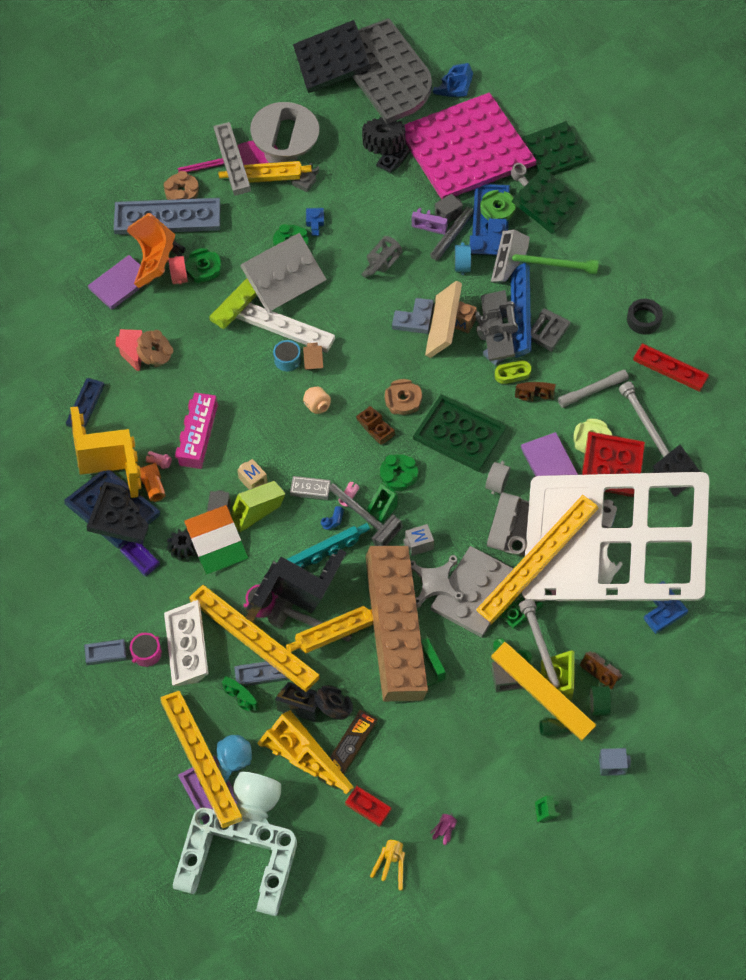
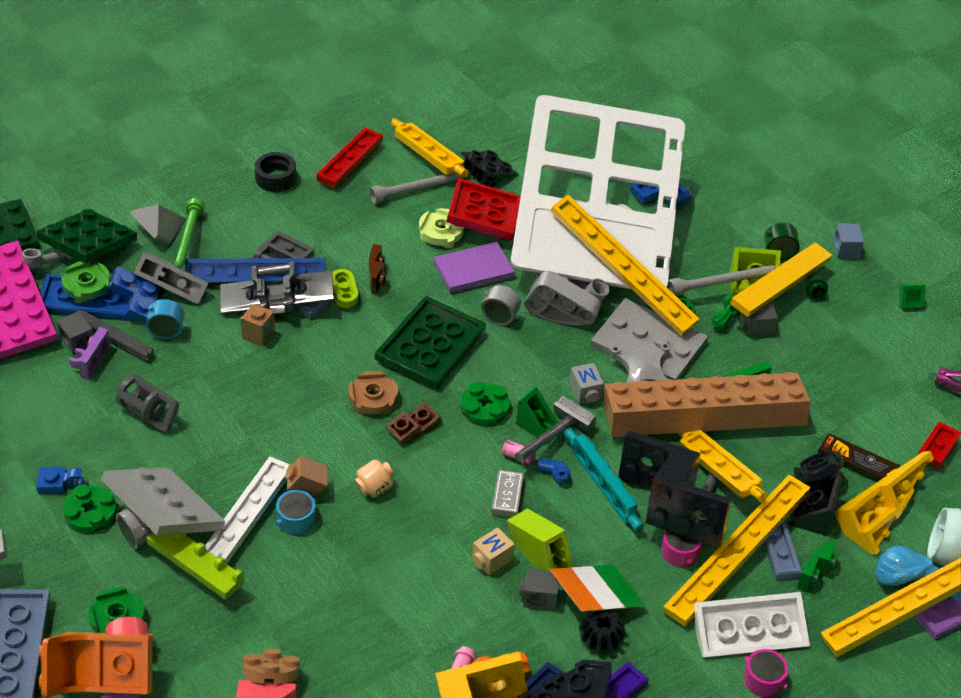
camera: 95 degrees left, 15 degrees down
(197, 430) = (416, 615): dark pink brick -> none
(418, 320) = (248, 375): sand blue plate -> none
(443, 319) = (263, 339): tan tile -> none
(569, 245) = (159, 222): none -> light grey slope
(595, 666) = (745, 237): reddish brown hinge -> none
(611, 380) = (382, 238): light grey piece -> none
(688, 422) = (429, 148): none -> yellow plate

